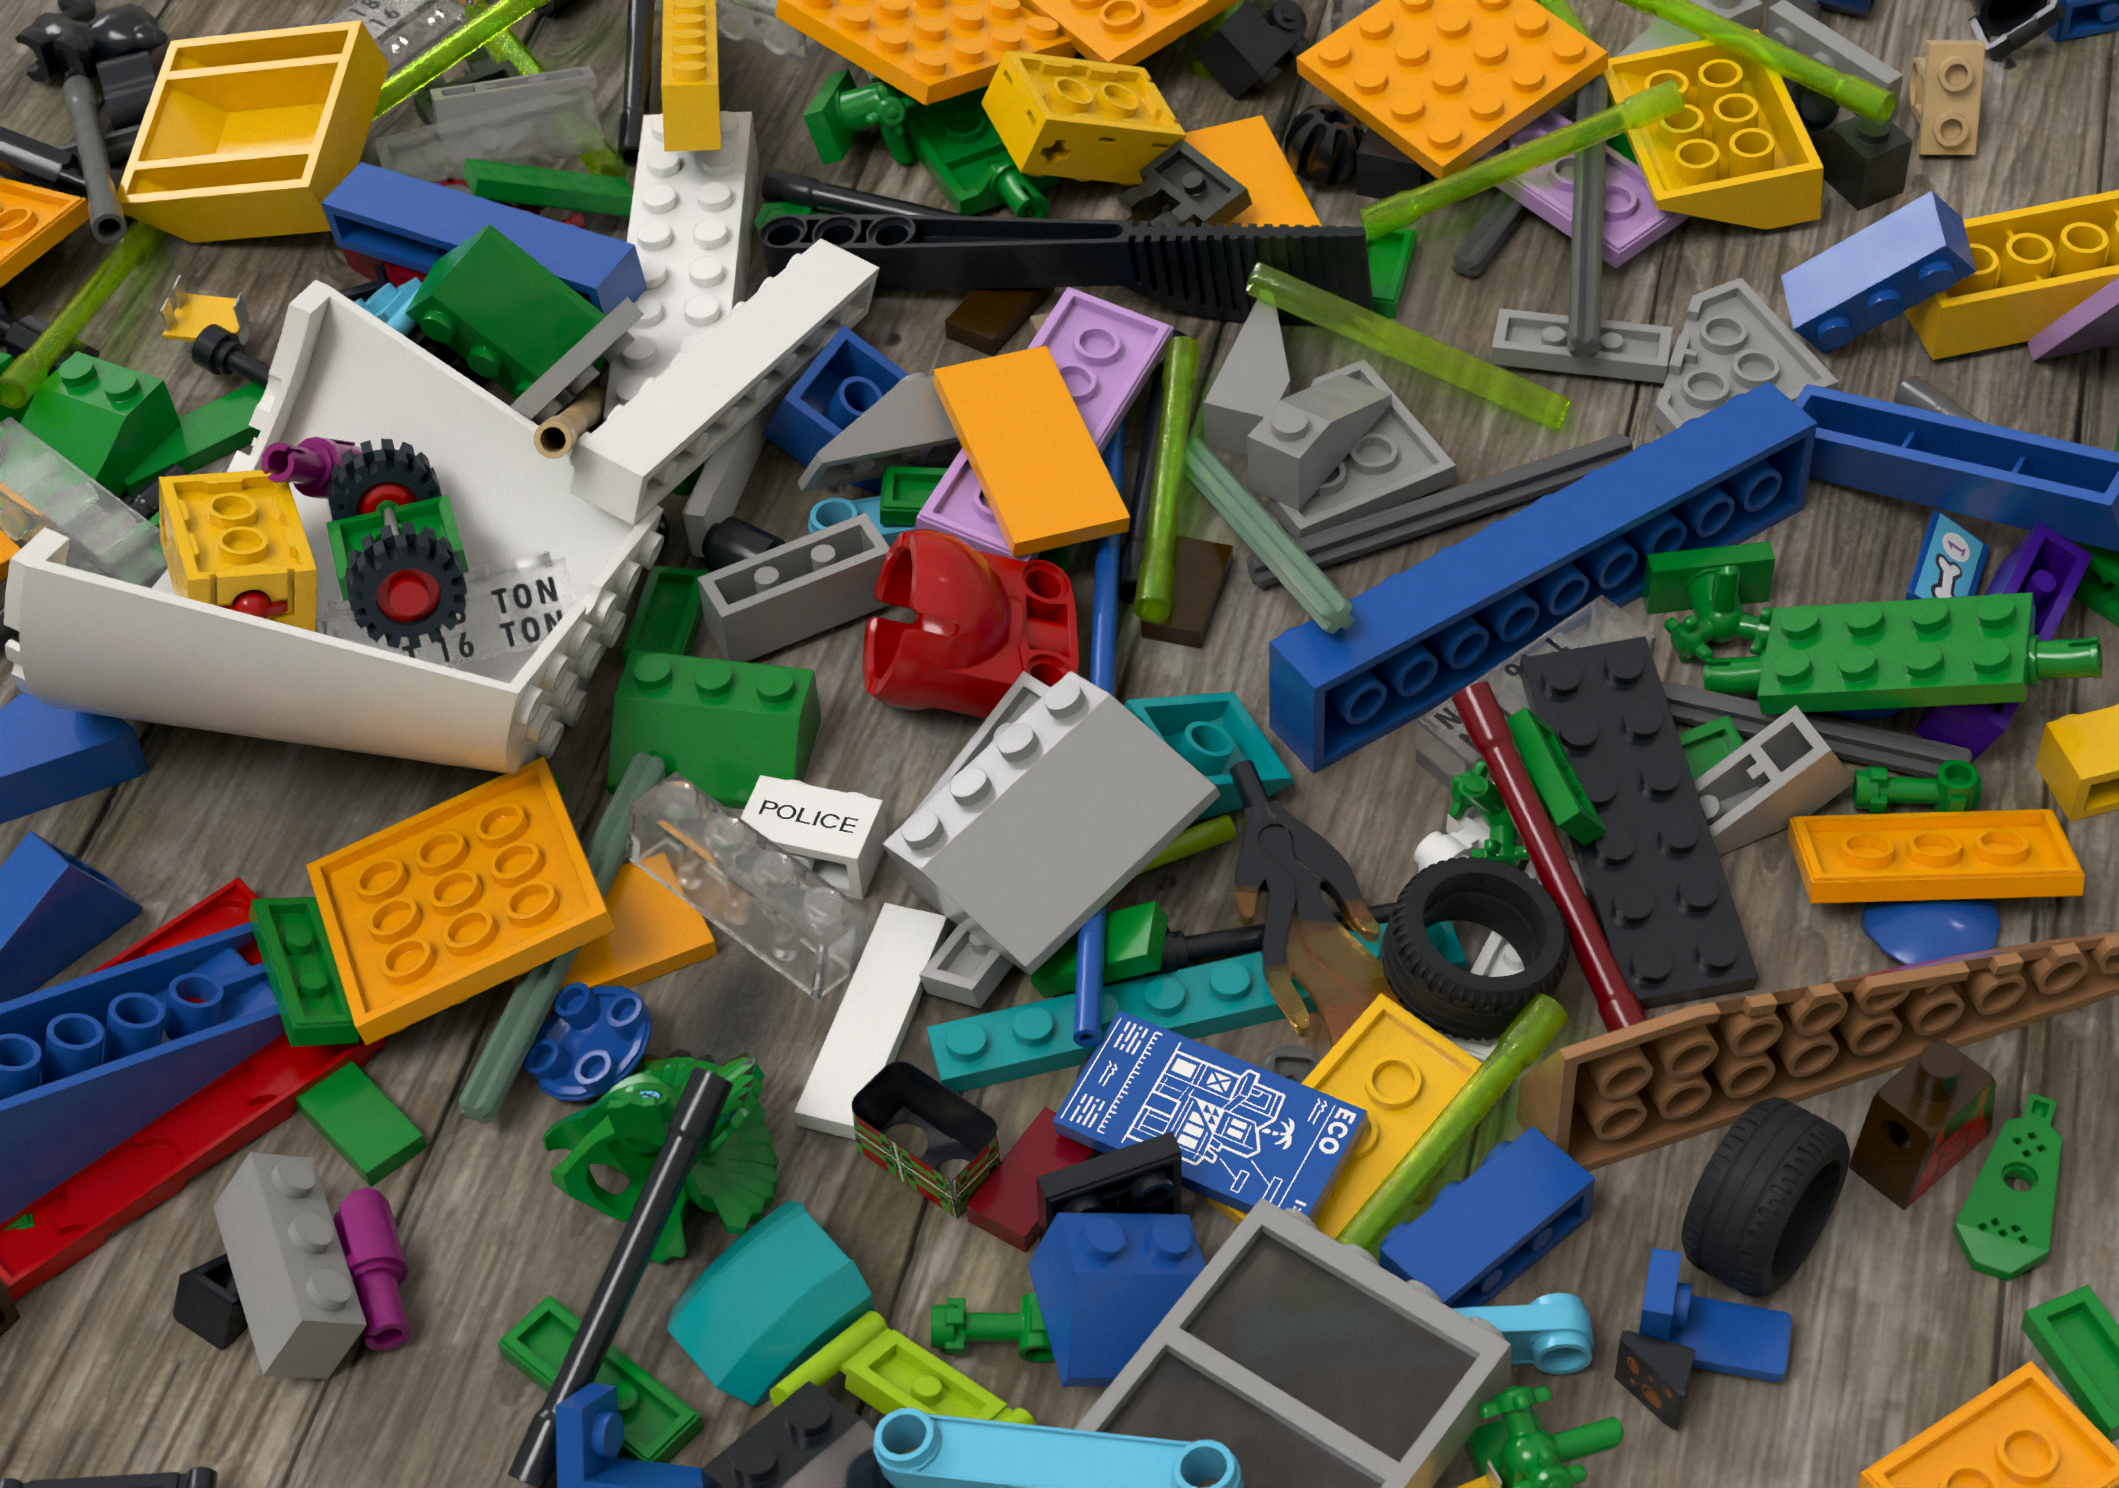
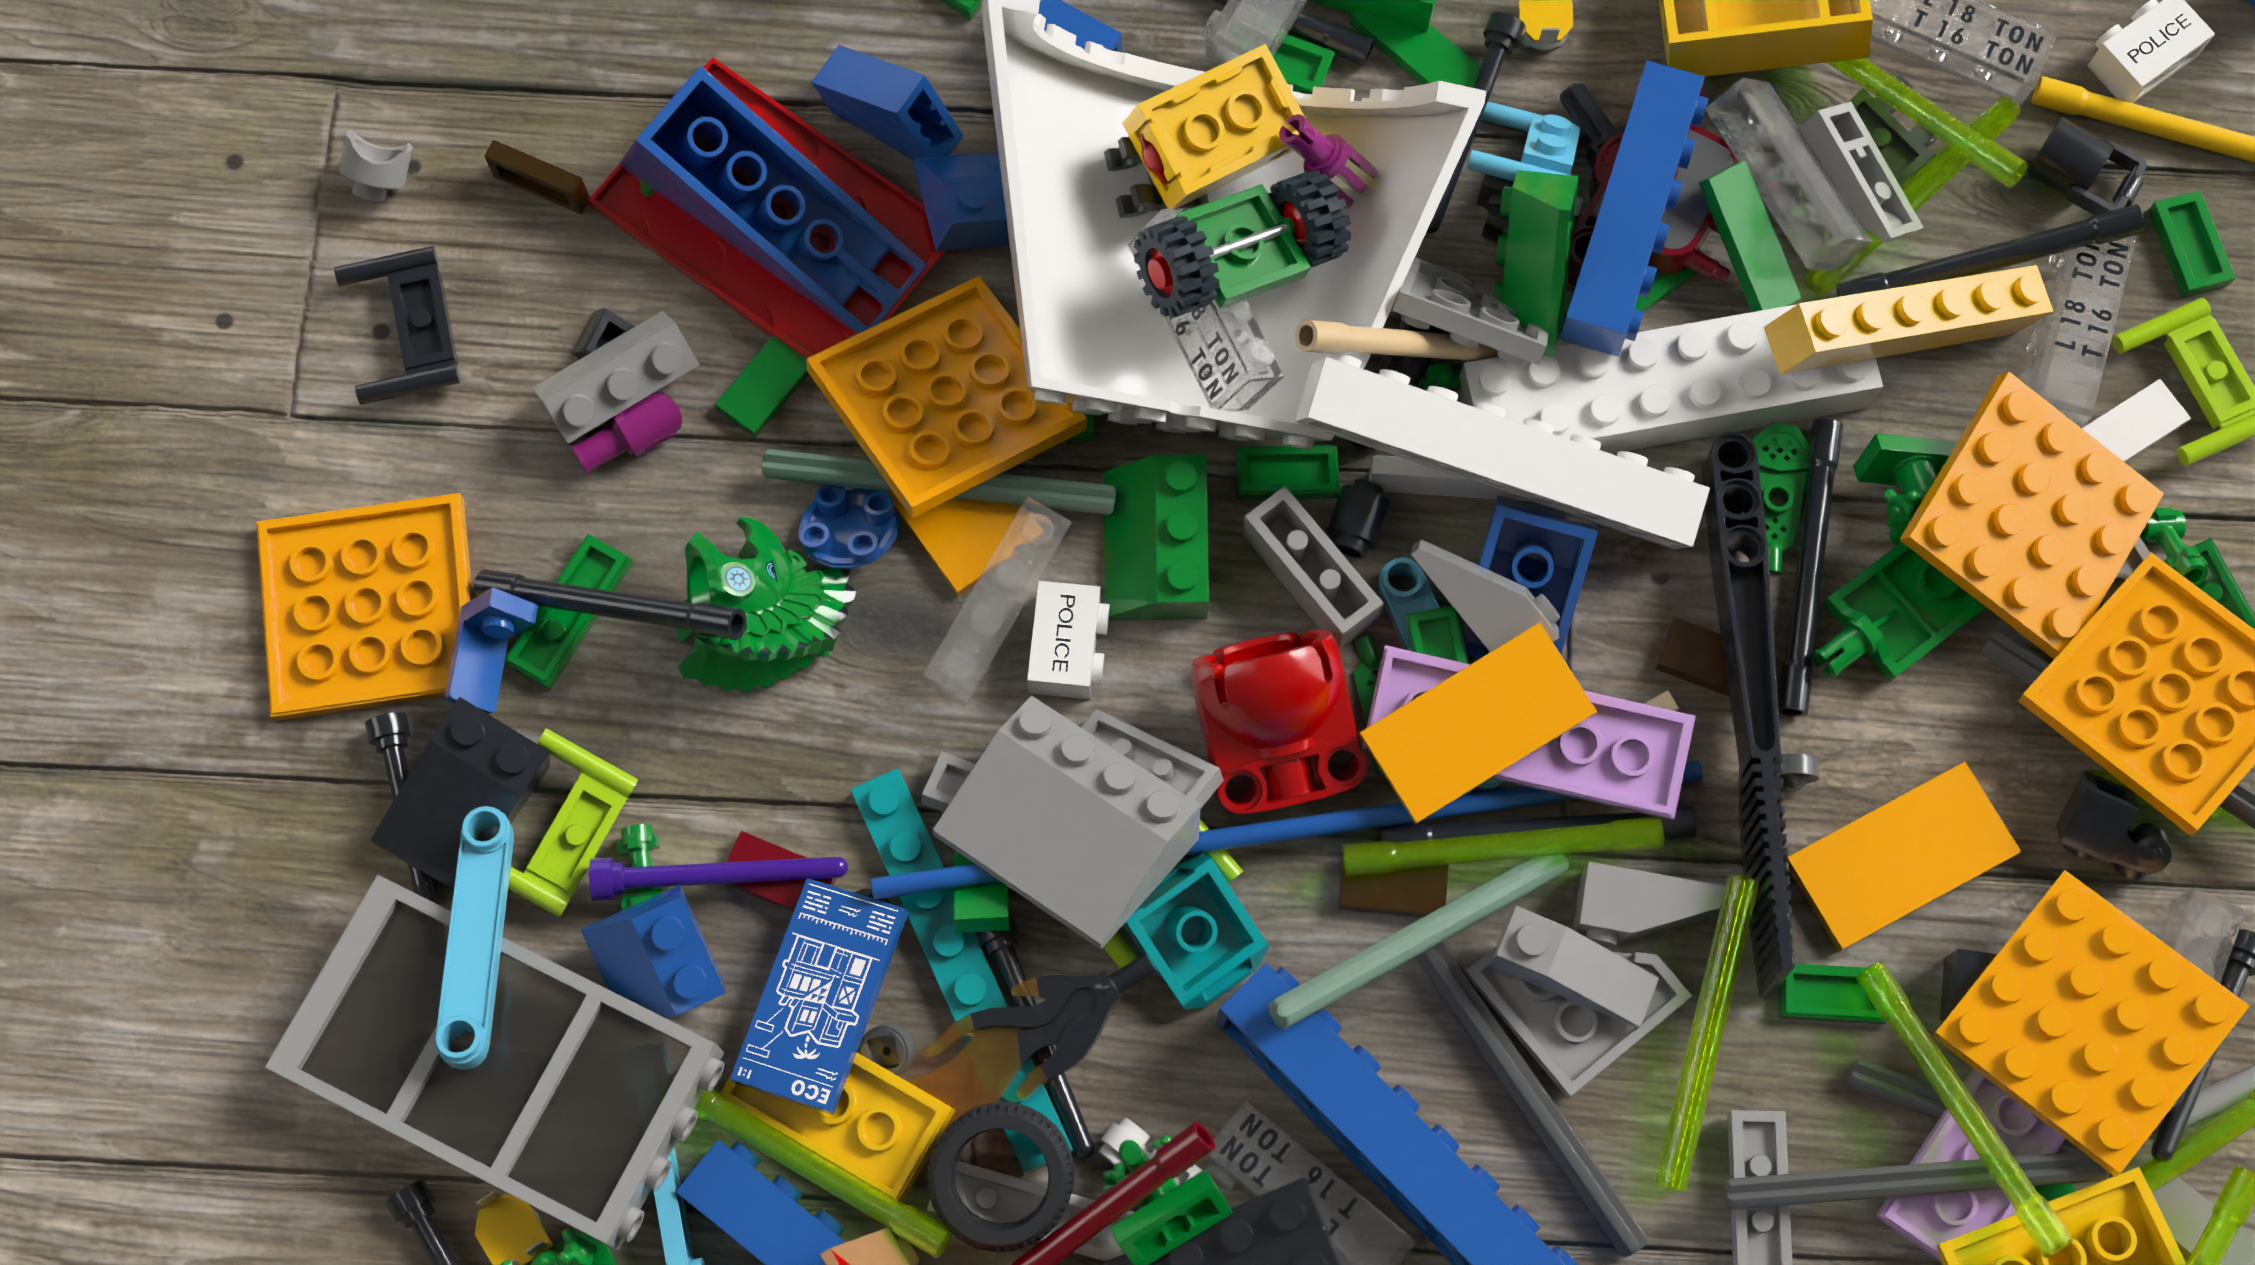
camera: 75 degrees right, 25 degrees up
(208, 840) = (963, 200): none -> blue slope
(302, 971) = (869, 303): green tile -> none
(768, 1304) = (637, 710): teal slope -> none
(871, 1016) = (899, 724): white tile -> none
(911, 1096) = (760, 794): black piece -> none
(1000, 1345) = (612, 878): none -> dark purple piece
(1079, 117) = (1937, 686): yellow piece -> none
(1128, 1180) = (718, 917): black tile -> none
(1189, 185) = (1880, 807): pearl dark grey plate -> none
(1323, 144) = (1975, 916): black piece -> none

